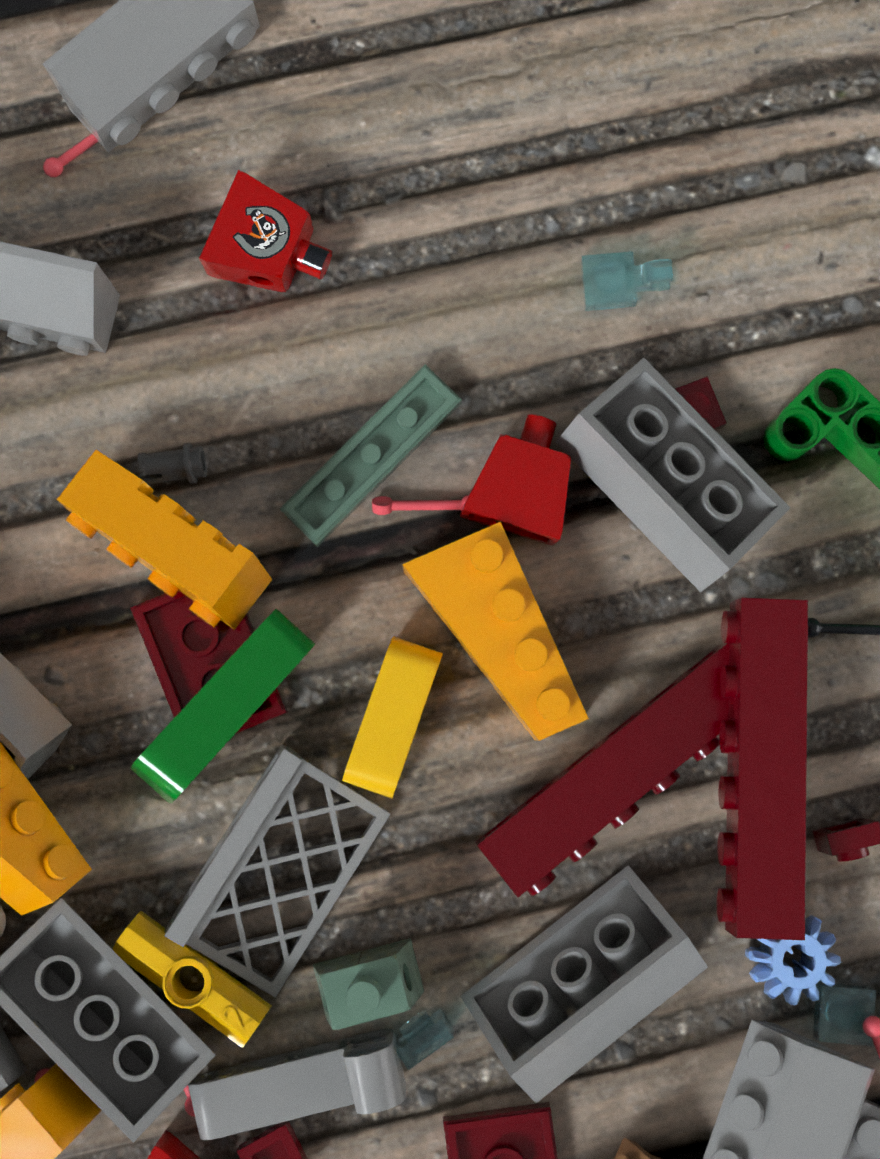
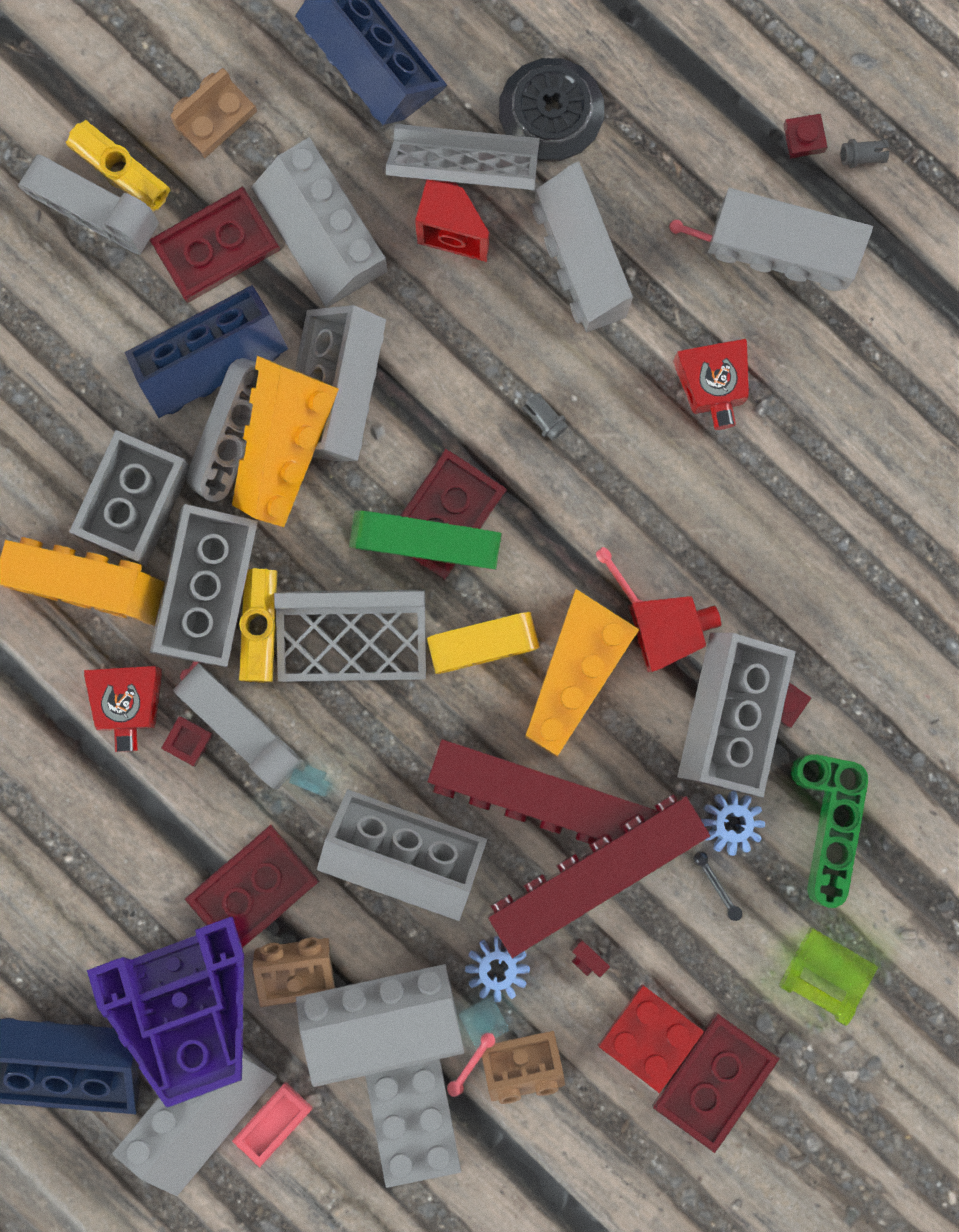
camera: 55 degrees right, 0 degrees up
(164, 538) = (499, 441): light orange wedge -> none
(369, 984) = (322, 729): sand green torso -> none
(371, 455) = (629, 529): sand green tile -> none
(613, 280) = (833, 604): clear light blue plate -> none
(809, 549) = (734, 809): none -> light blue gear

